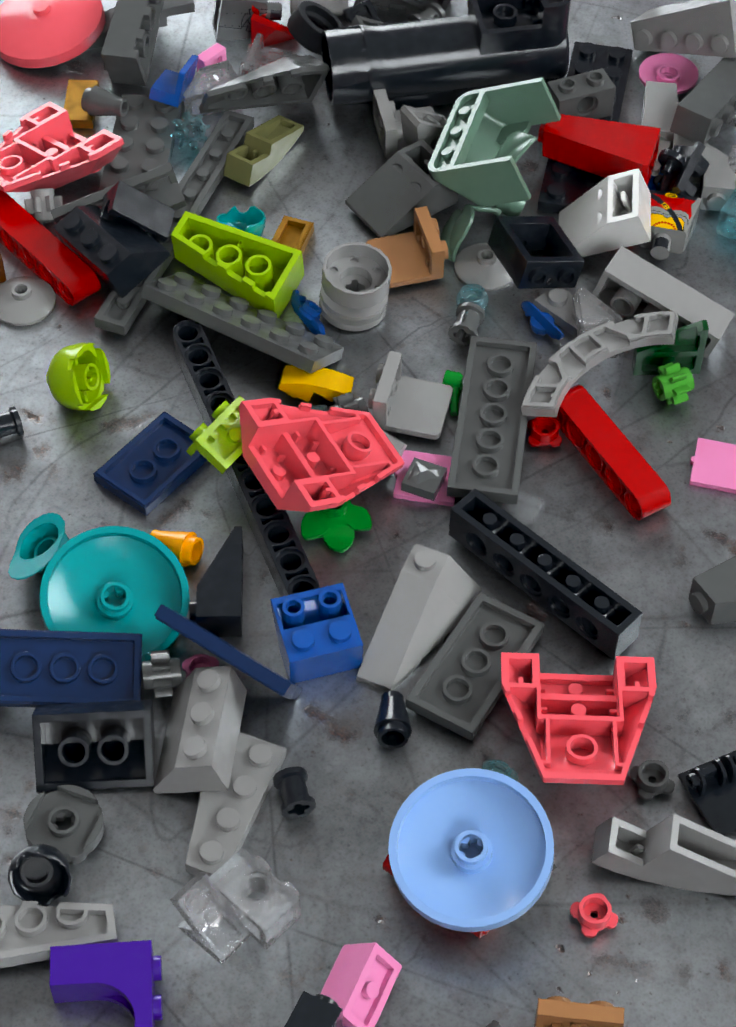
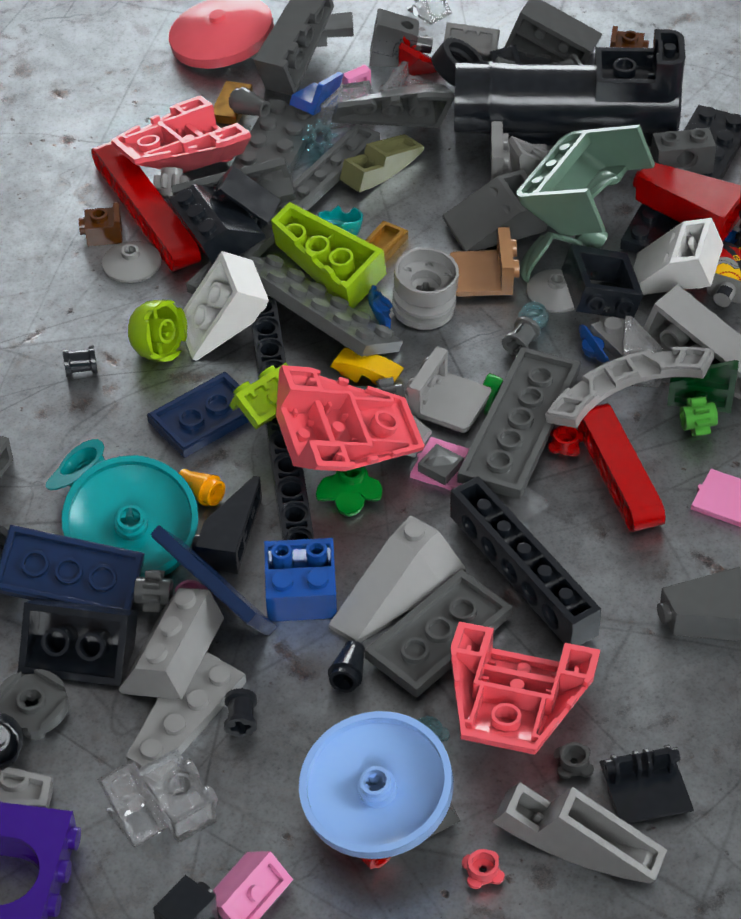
camera: 15 degrees right, 5 degrees down
(146, 337) = (223, 304): none -> white slope

